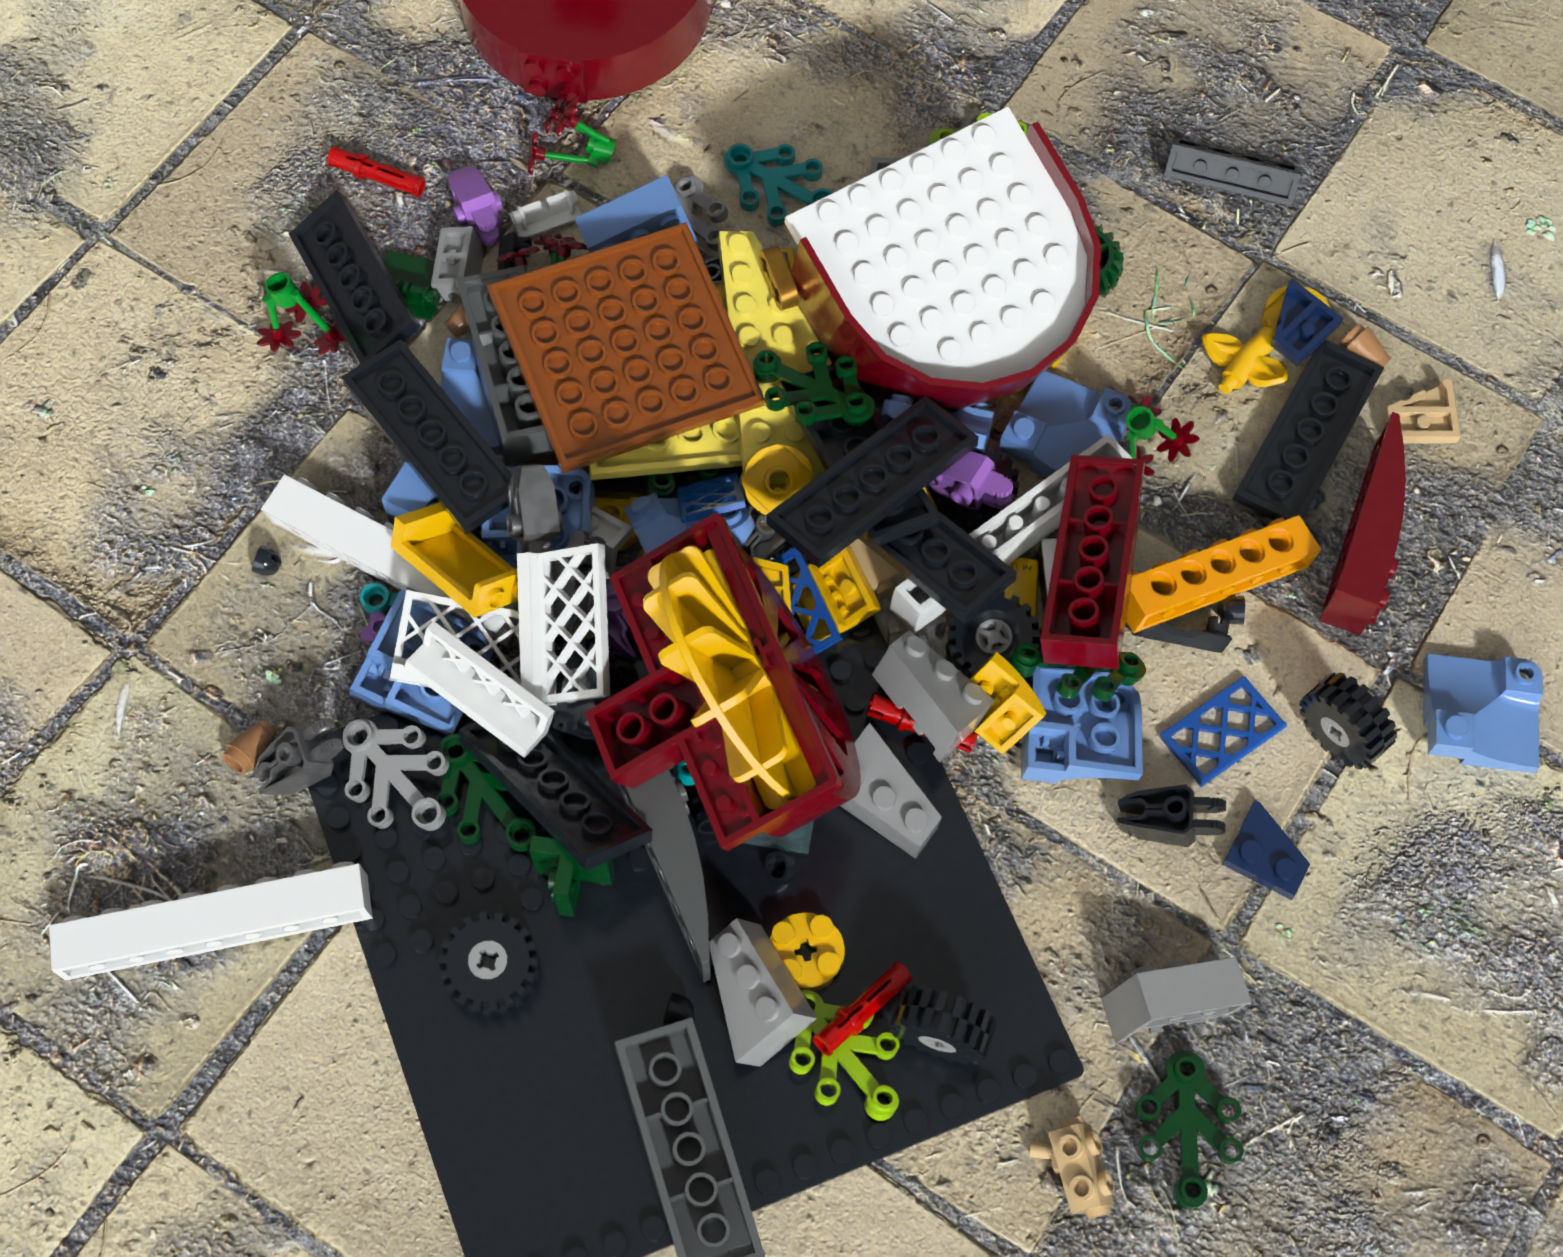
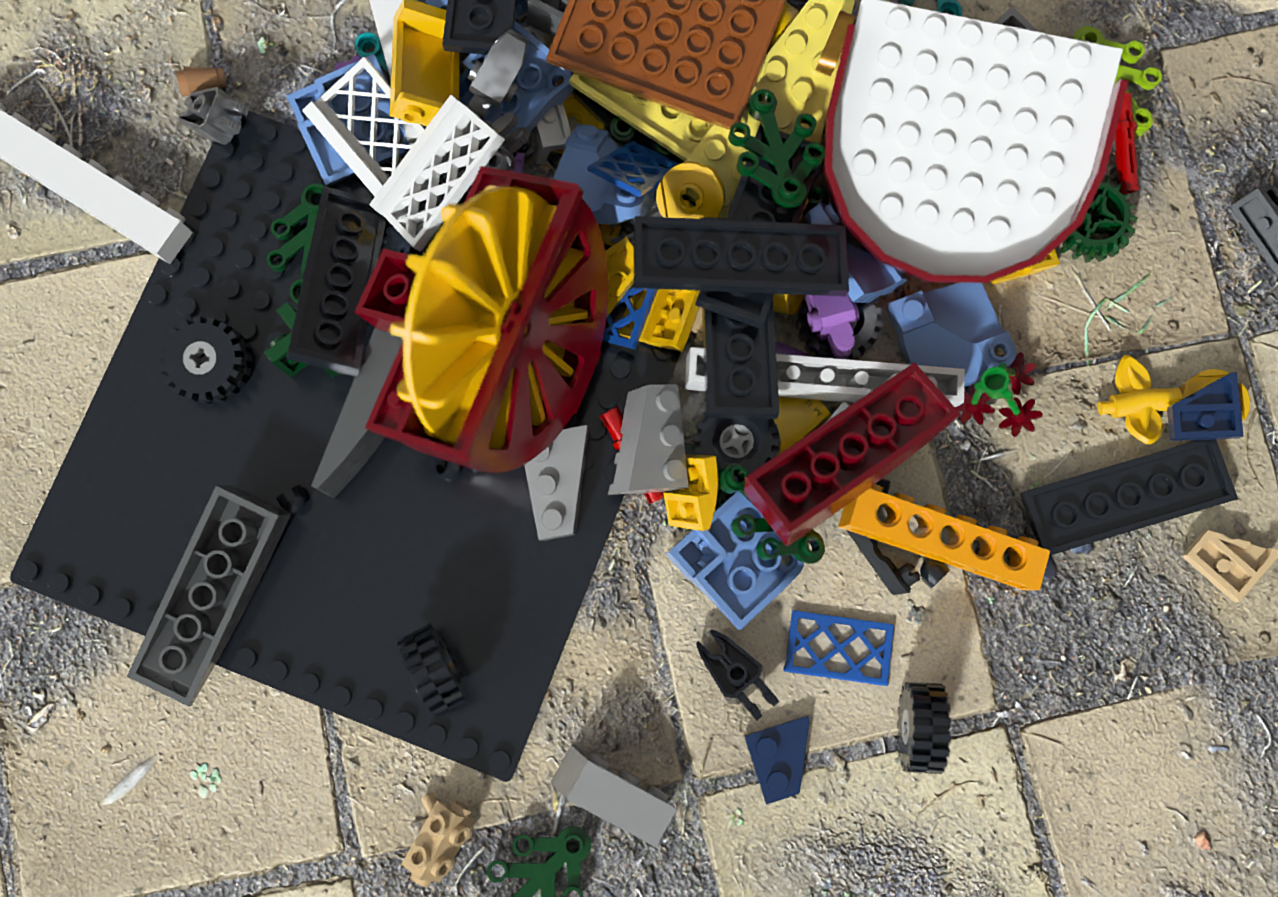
camera: 45 degrees right, 15 degrees up
(390, 769) = (260, 176): light grey plant -> none
(480, 690) = (346, 171): white fence -> none
(757, 993) = (345, 534): light grey wedge -> none
(818, 933) = (404, 517): yellow plate -> none
(847, 1059) = (365, 617): lime plant -> none
(850, 1018) = (359, 609): red pin -> none
(1365, 344) = (1243, 469): medium nougat cone -> none
(1371, 538) = (1088, 614): dark red slope -> none
(1483, 711) = (1037, 806): medium blue slope -> none

